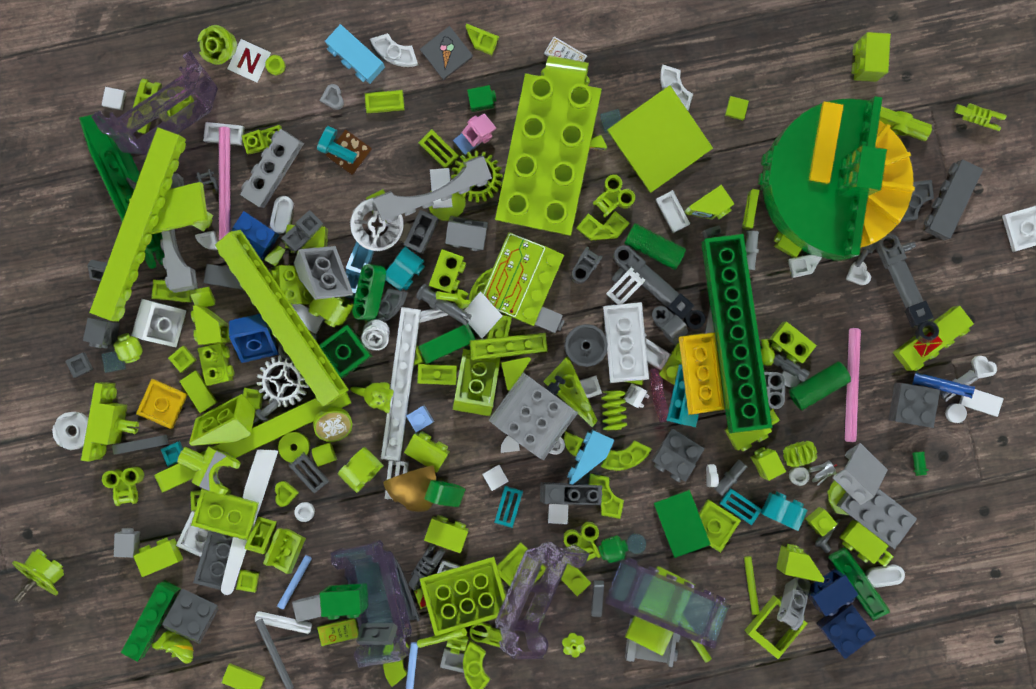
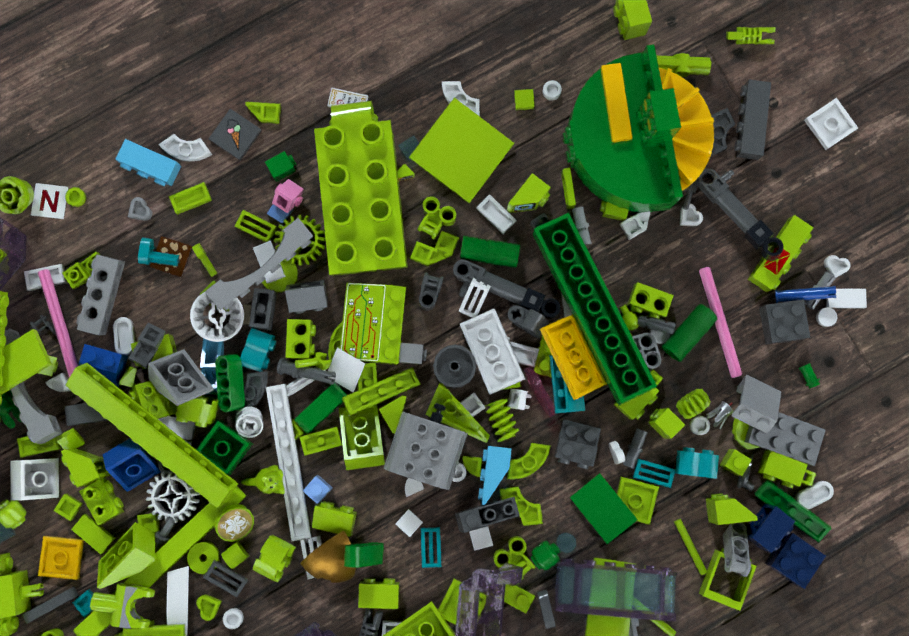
camera: 20 degrees left, 5 degrees down
(378, 158) = (201, 254): none -> lime bar
(766, 107) = (552, 90): none -> white tile

